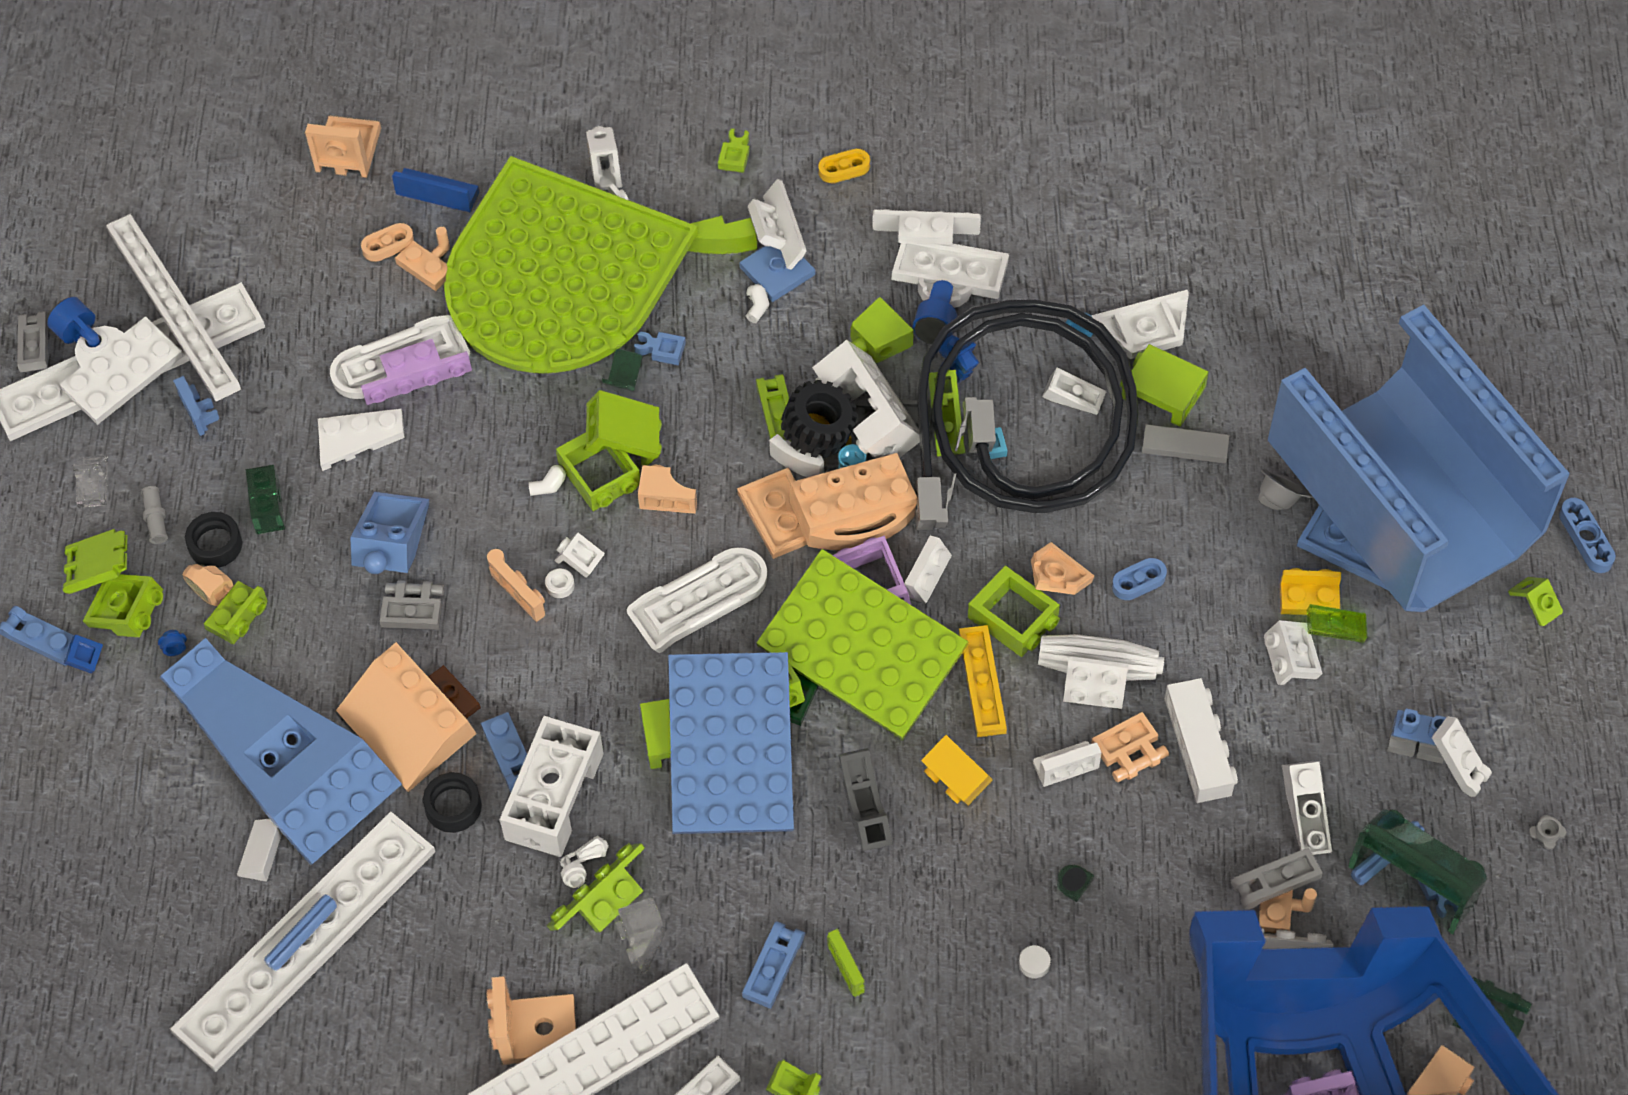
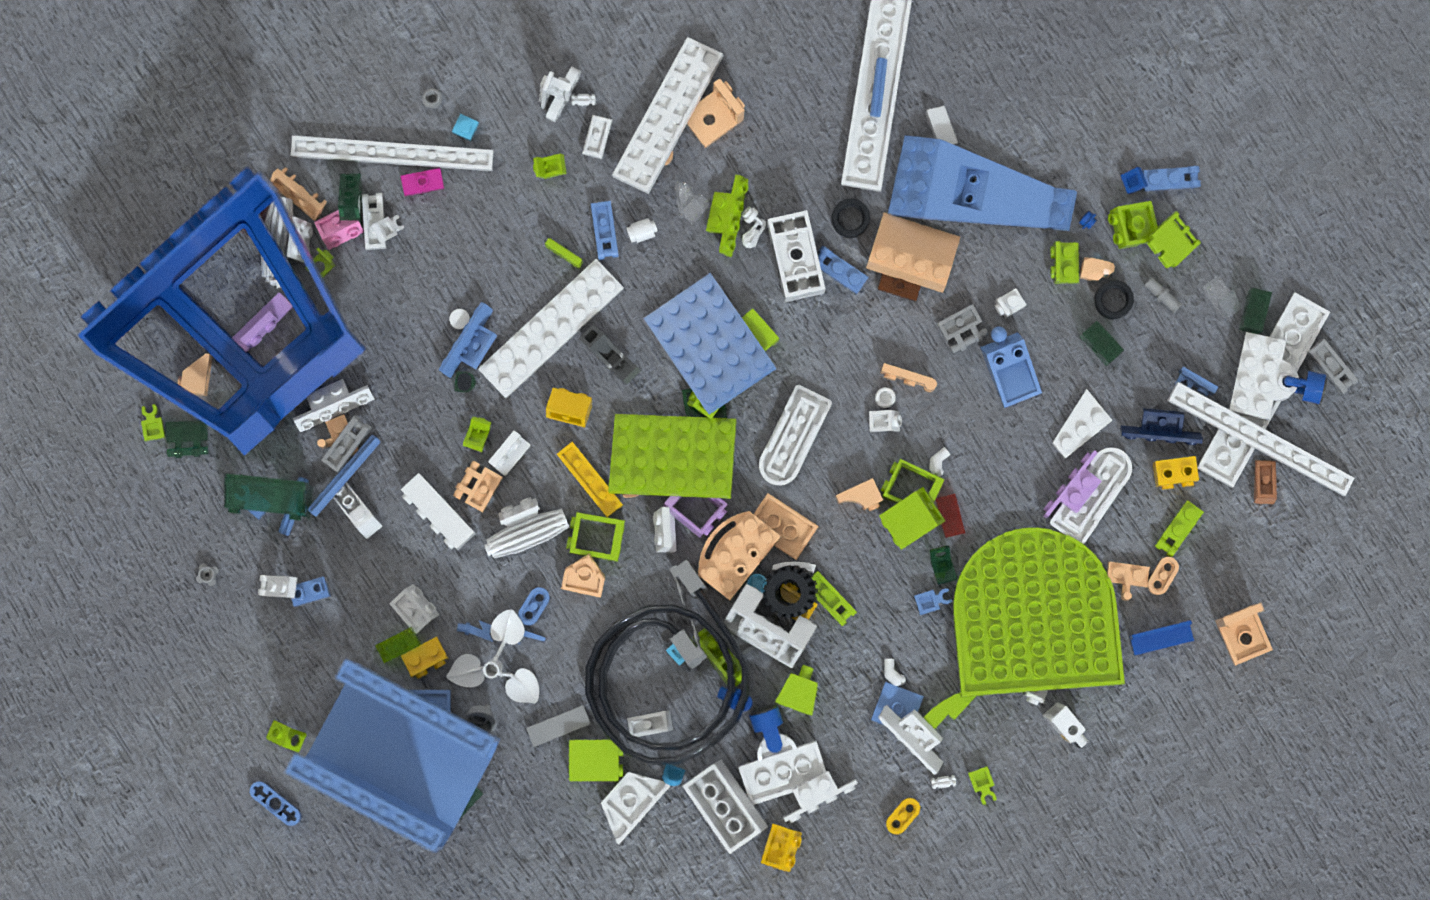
camera: 145 degrees right, 25 degrees up
(66, 439) = (1255, 311): none -> clear green brick
(203, 274) = (1265, 482): none -> nougat slope
(270, 380) = (1161, 426): none -> dark blue bracket
(290, 330) = (1176, 471): none -> yellow brick
(333, 279) = (1179, 528): none -> lime plate
(336, 603) = (1009, 303): none -> white bracket
(573, 419) = (950, 511): none -> clear red plate
(725, 934) = (641, 230): none -> white brick
(774, 174) = (942, 782): none -> white piece
(920, 884) = (551, 328): none -> white plate
(1003, 201) = (781, 848): none -> yellow bracket
(1034, 915) = (471, 344): none -> medium blue bracket
(1039, 255) = (725, 806): none -> white brick
(1095, 805) = (477, 433): none -> lime bracket
(1205, 504) = (467, 669): none -> white plant
(1211, 586) = (485, 633): none -> medium blue piece
(1314, 841) = (344, 475): none -> medium blue axle
(1538, 1046) = (152, 427): none -> lime plate

